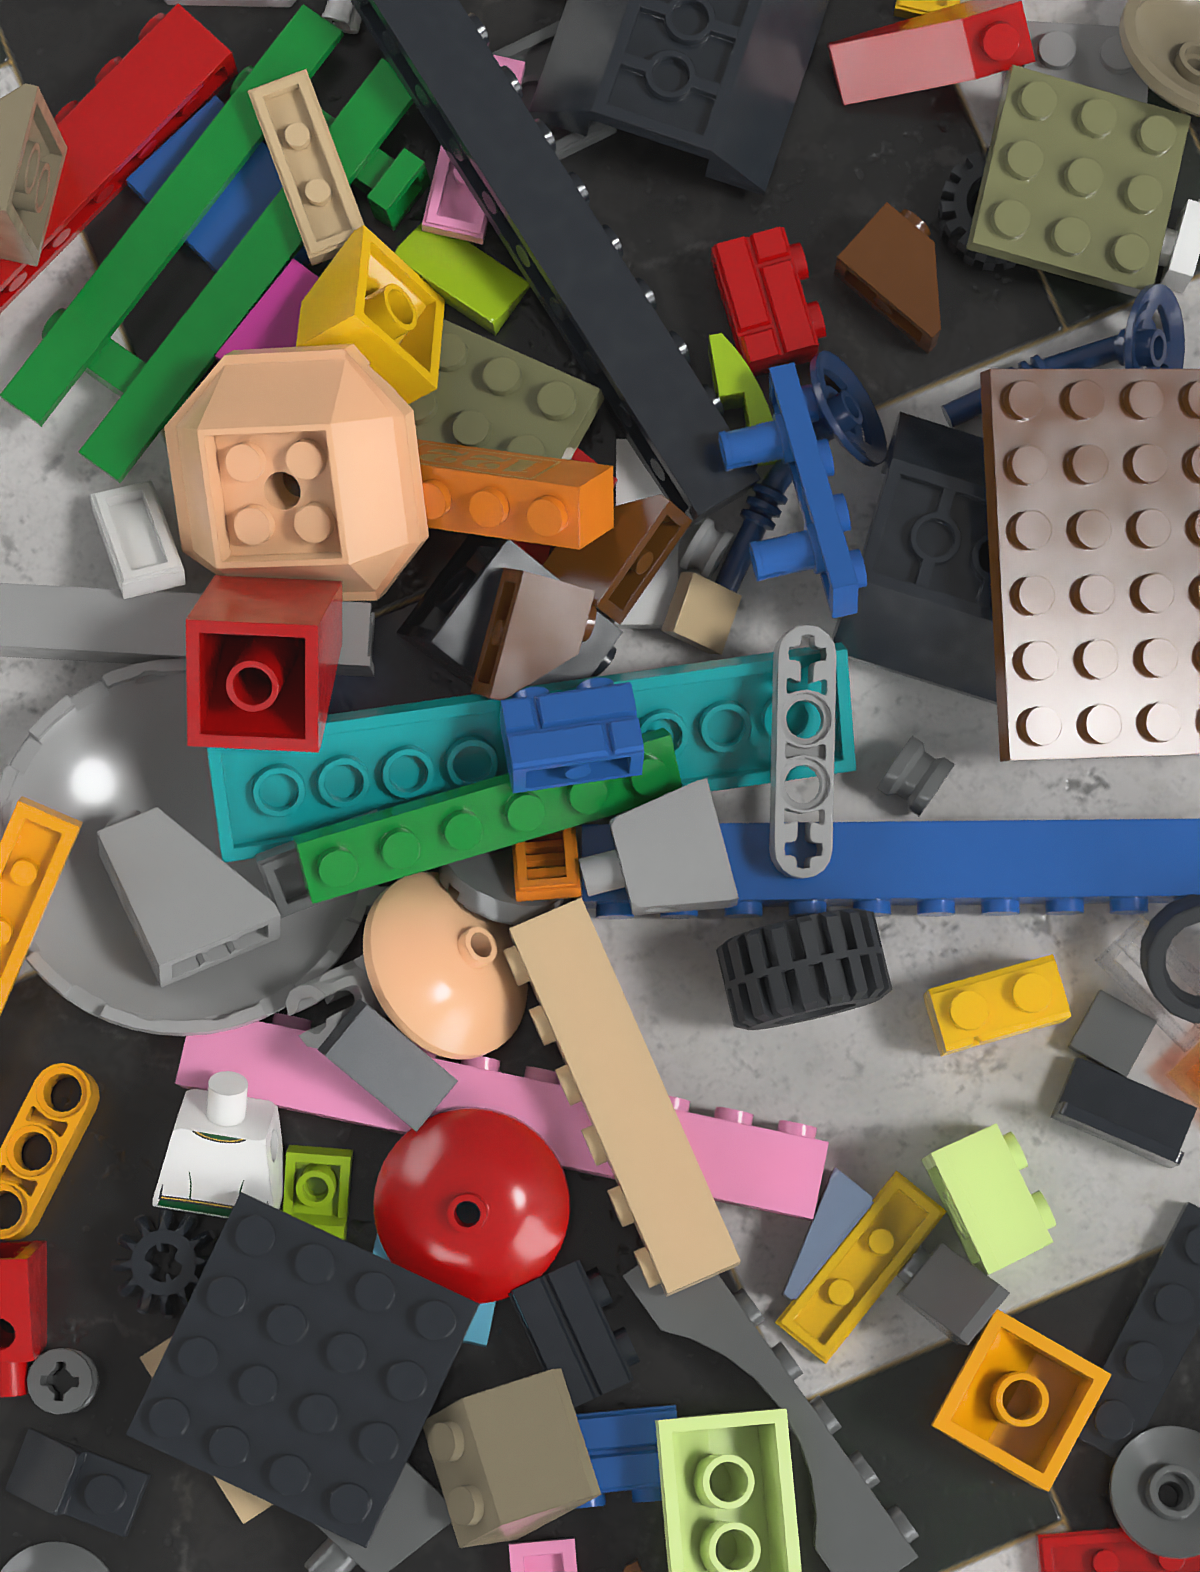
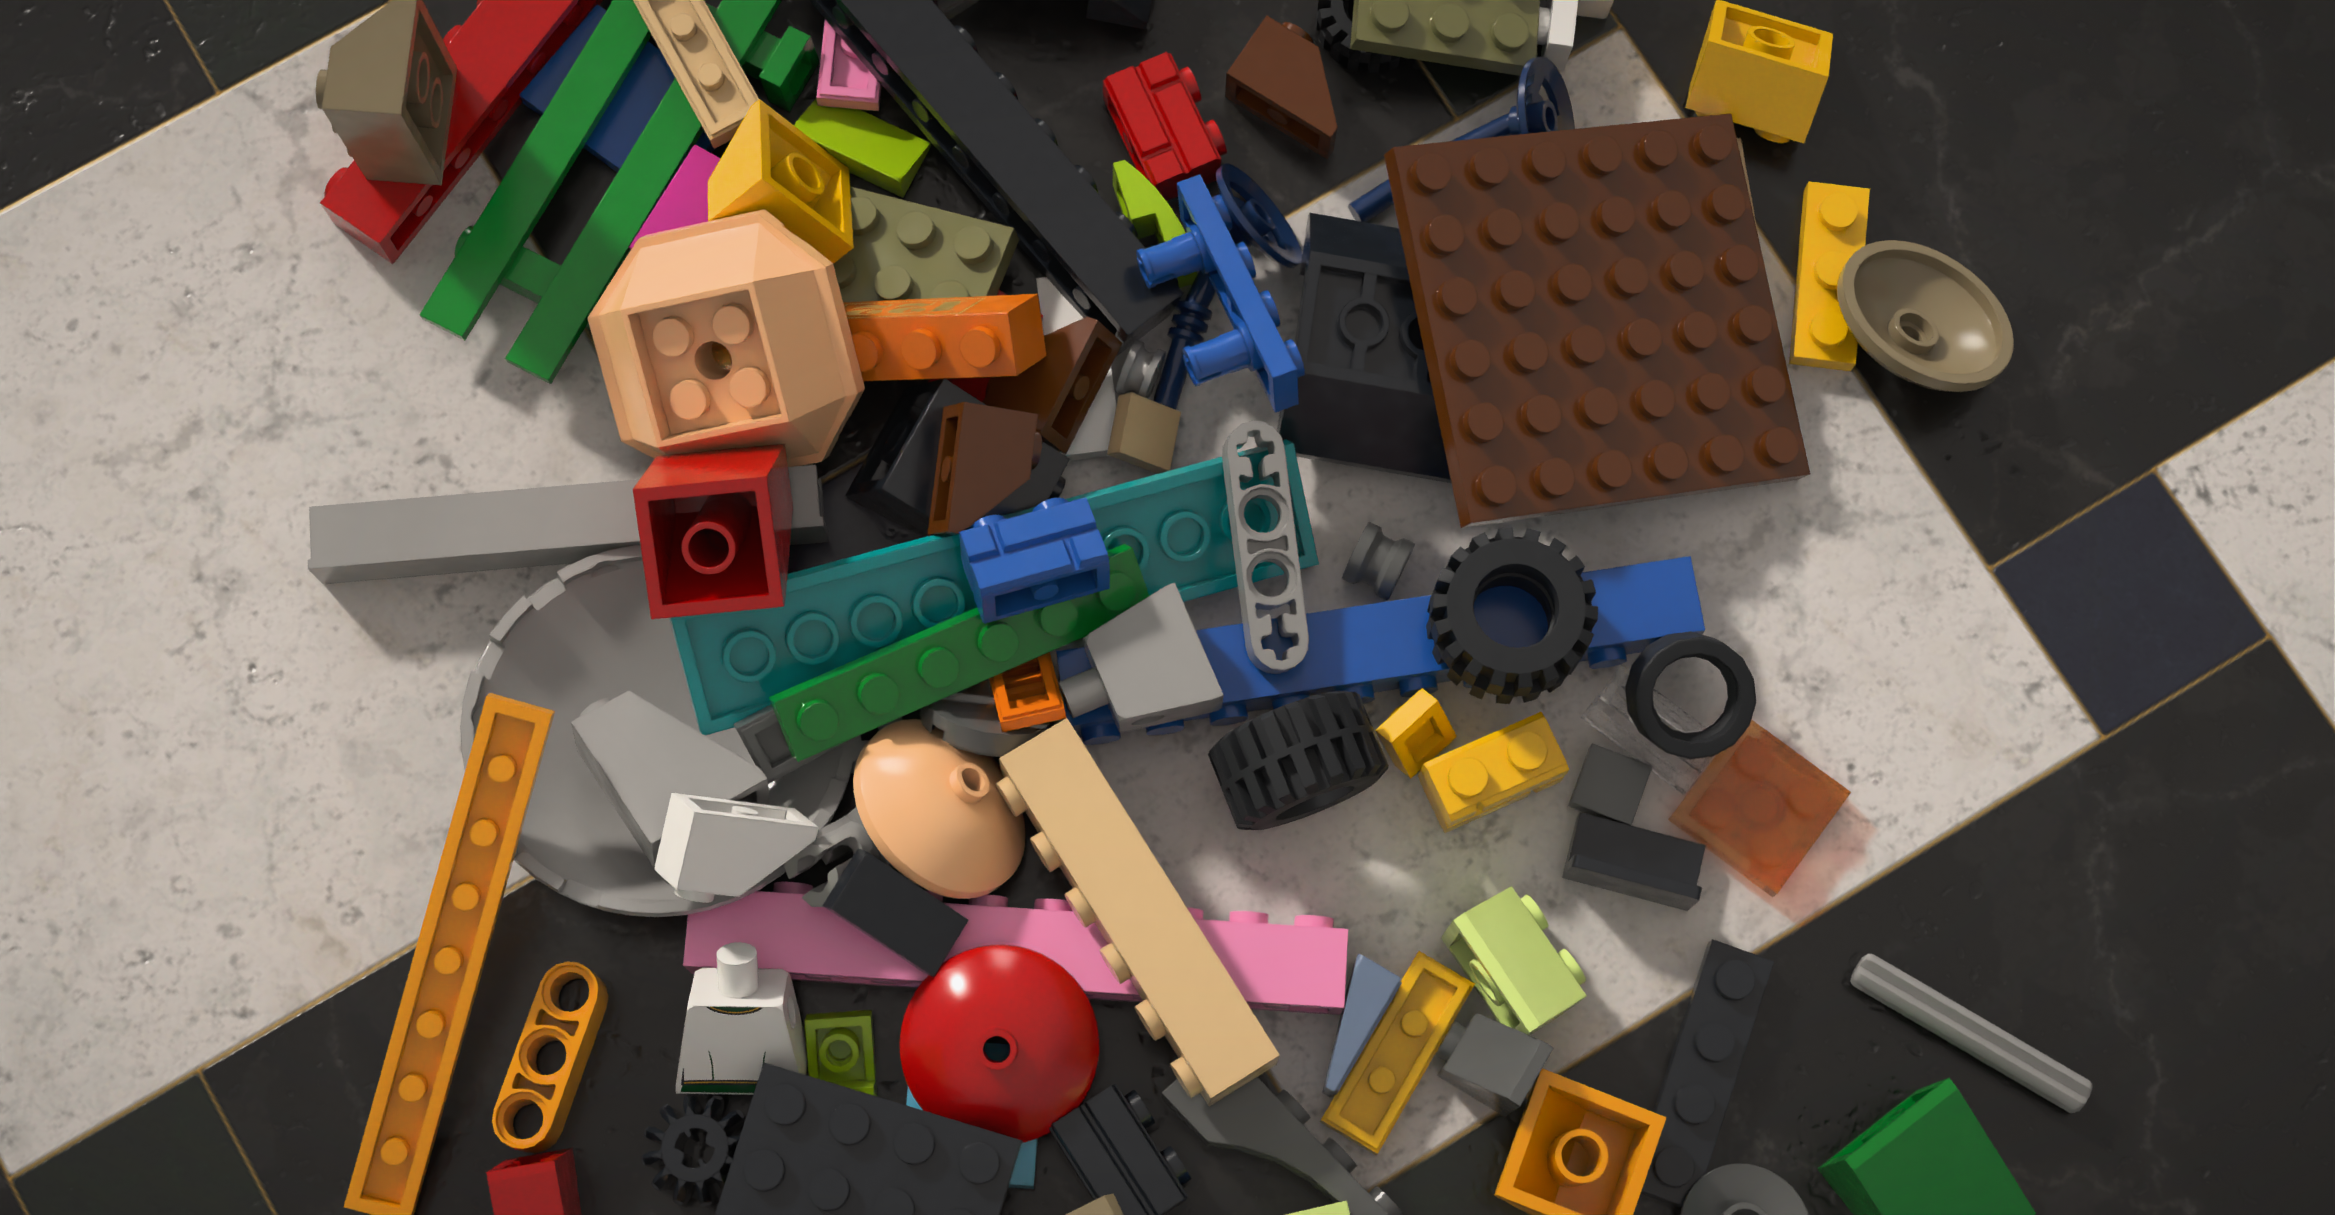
camera: 15 degrees left, 5 degrees down
(138, 539) = (575, 436): white tile -> none
(233, 976) = (726, 844): none -> white slope
(926, 954) = (1416, 732): none -> yellow plate
(1072, 815) = (1519, 564): none -> black tyre

